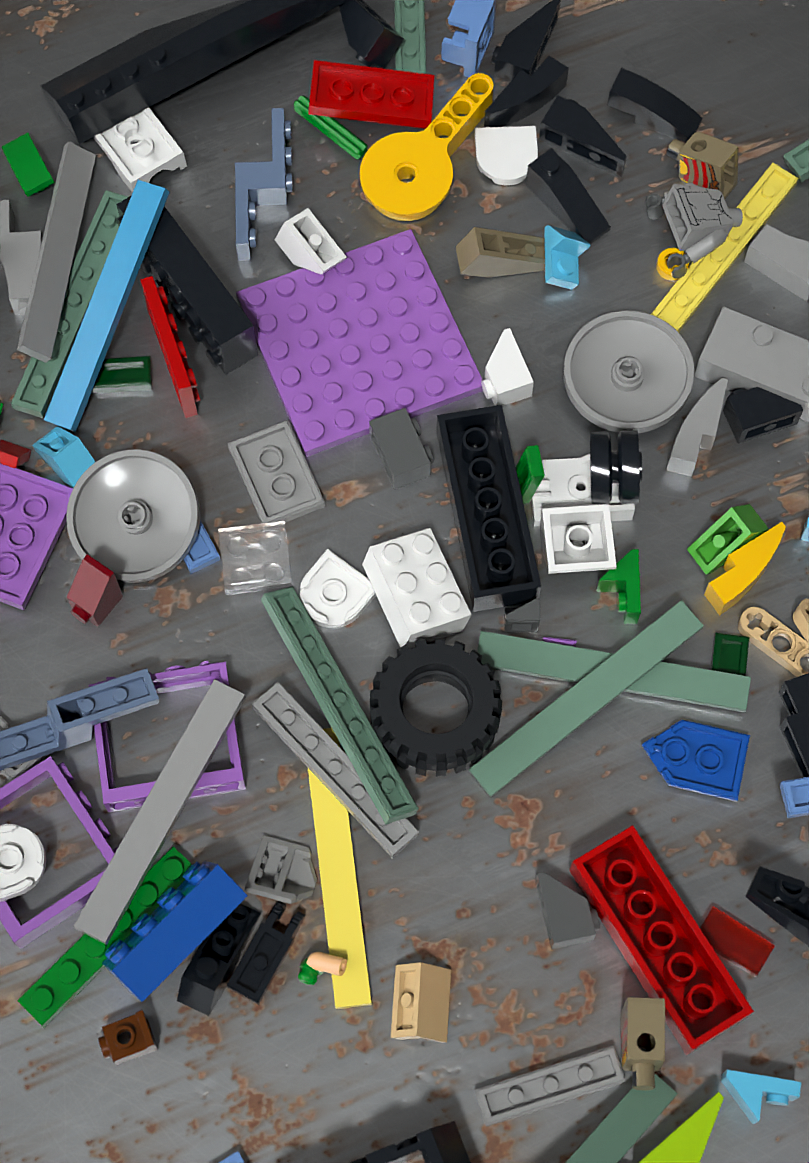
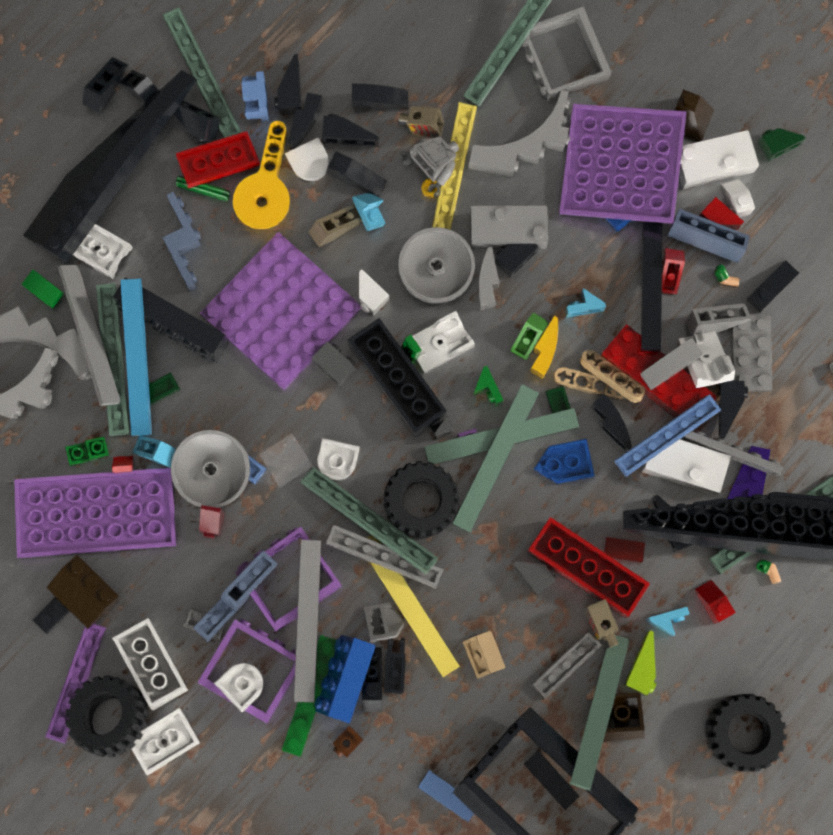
camera: 30 degrees left, 10 degrees up
(171, 346) = (178, 360): red plate -> none
(276, 474) = (273, 408): light grey tile -> none
(309, 243) = (228, 268): white slope -> none
(317, 964) = (424, 659): light nougat arm -> none
(416, 588) = (380, 440): white brick -> none
(577, 538) = (453, 375): white slope -> none
(615, 467) = (456, 327): black wheel -> none

